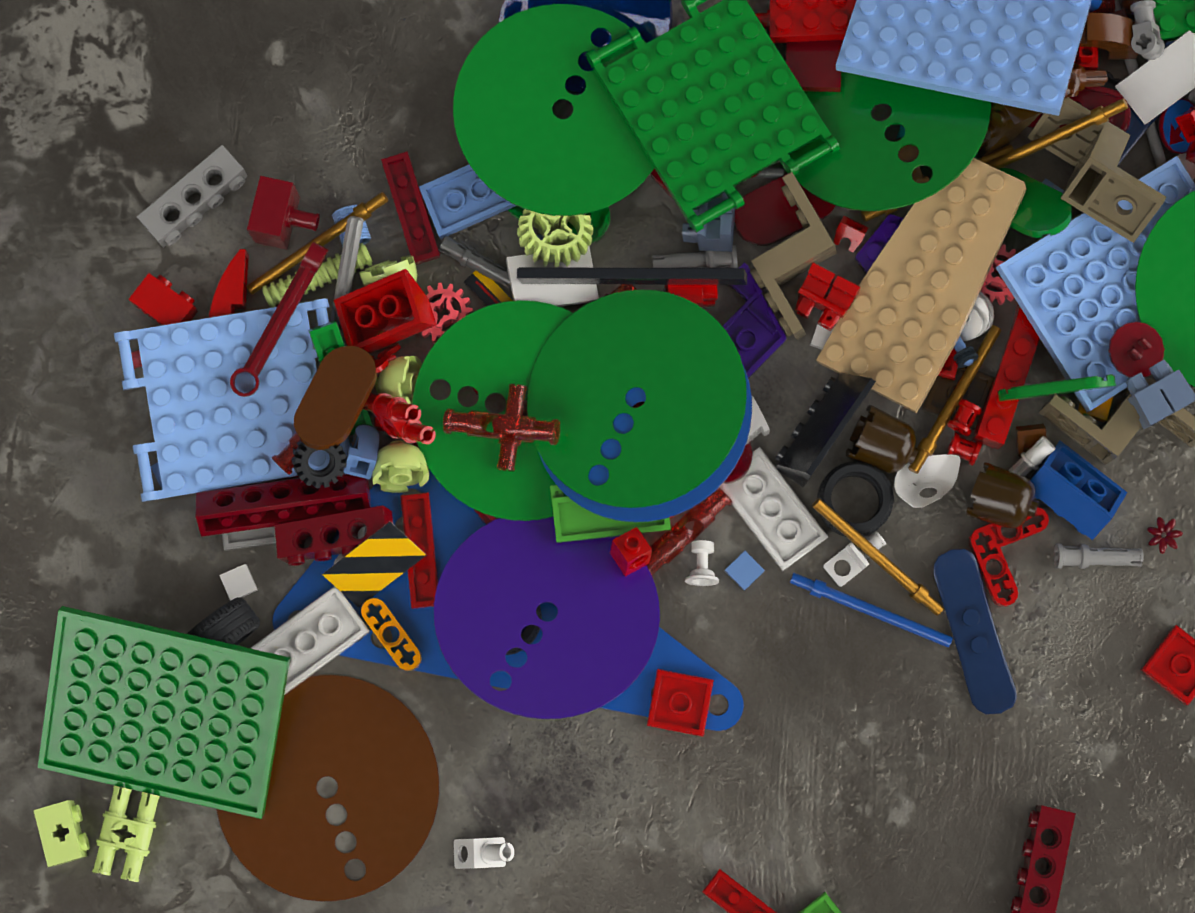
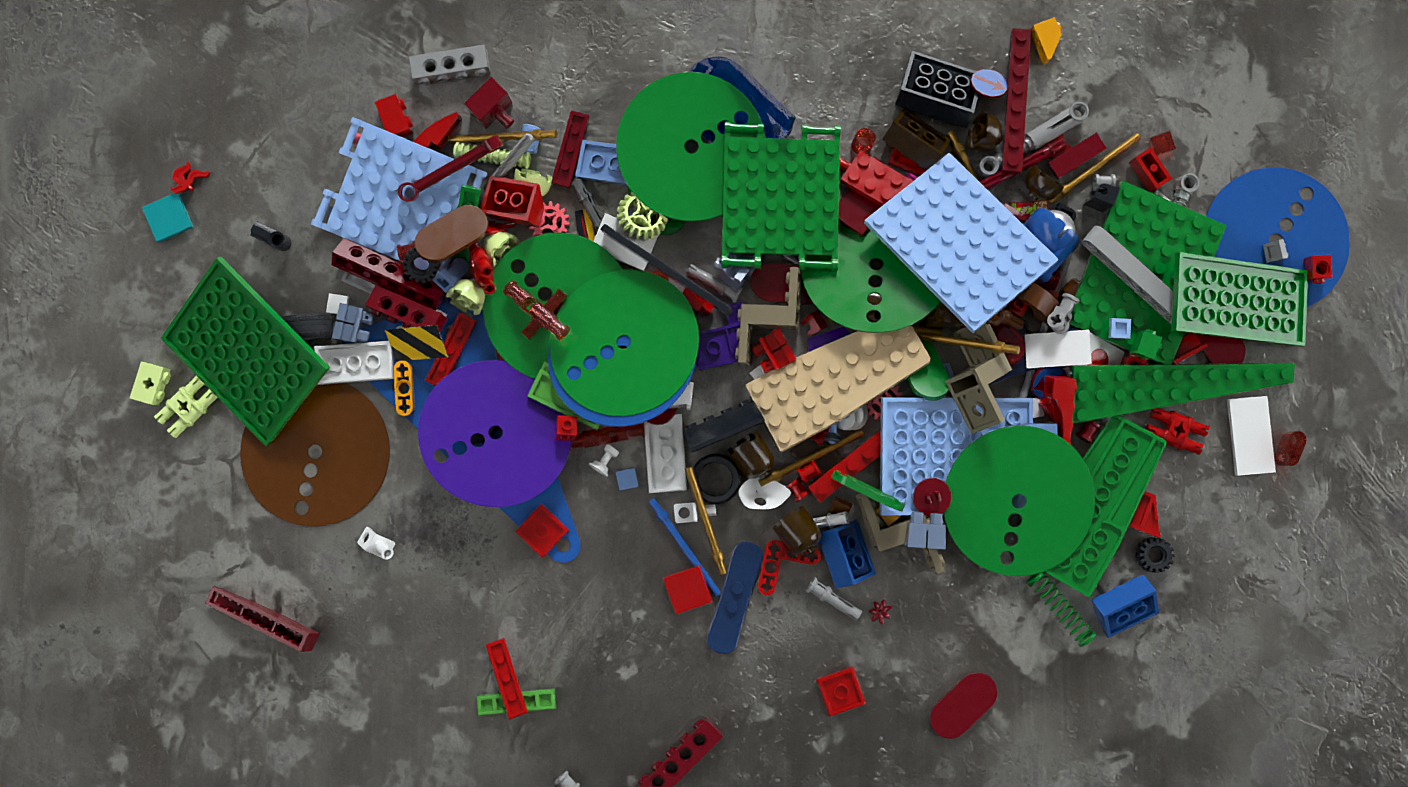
camera: 30 degrees right, 5 degrees up
(98, 550) = (270, 236): none -> black piece
(273, 582) = (355, 316): none -> sand blue hips
(910, 659) = (687, 589): none -> red tile

